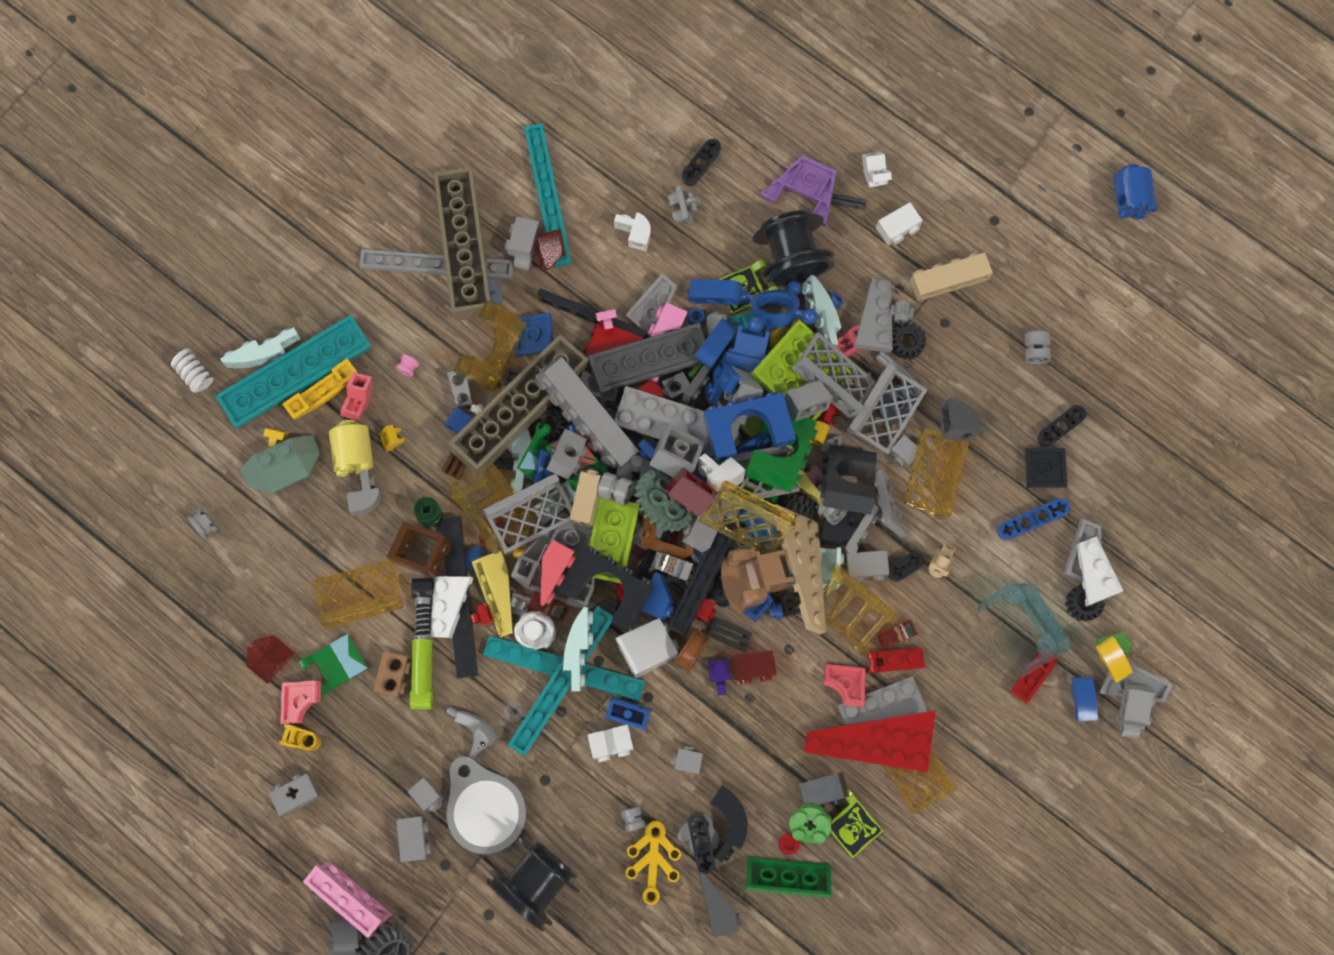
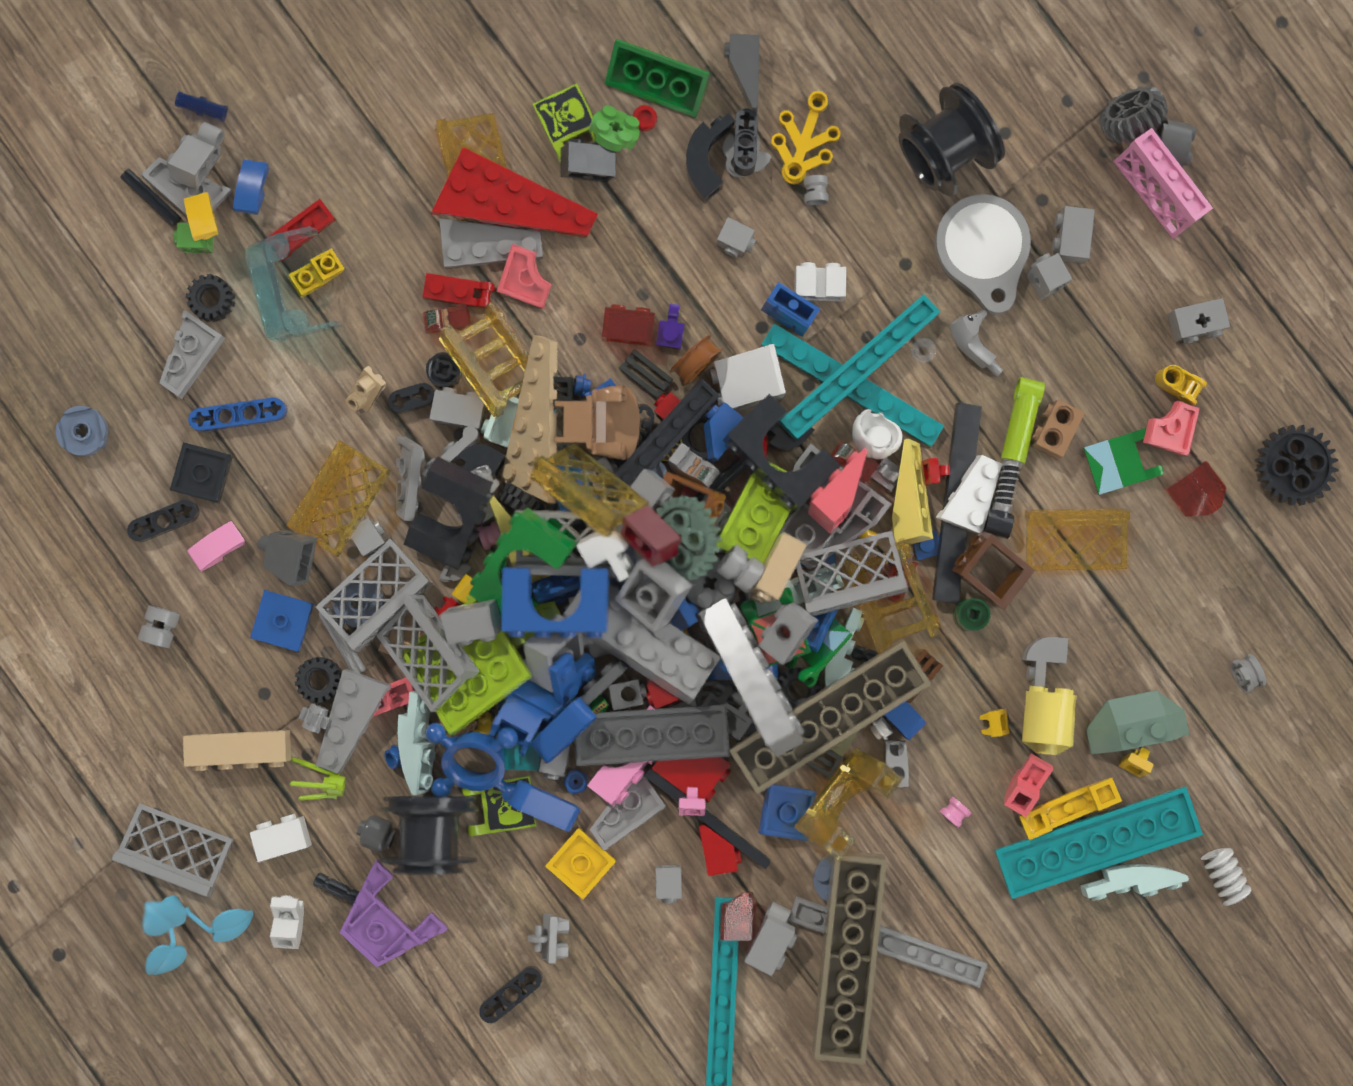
camera: 165 degrees left, 10 degrees up
(185, 714) = (1308, 447): none -> black gear
(577, 291) = (718, 852): none -> red slope
(578, 639) = (832, 398): light aqua slope -> none
(608, 263) = (668, 883): none -> light grey brick
(638, 228) = (616, 919): white brick -> none
(676, 262) = (580, 863): none -> yellow tile
(832, 241) = (376, 833): none -> dark grey head
(873, 269) = (333, 785): none -> lime plant
(888, 592) = (443, 371): none -> black wheel
(949, 376) = (282, 620): none -> blue plate
(964, 140) = (170, 913): none -> medium azure plant
(973, 181) = (165, 871): none -> light grey fence
(1010, 645) = (316, 273): none -> yellow slope
(1016, 416) = (215, 545): none -> bright pink slope
(1097, 572) = (184, 323): white wing -> none
(1145, 754) = (201, 106): none -> clear blue pin
(1148, 465) = (76, 444): none -> sand blue plate
(1159, 670) = (150, 197): none -> black axle

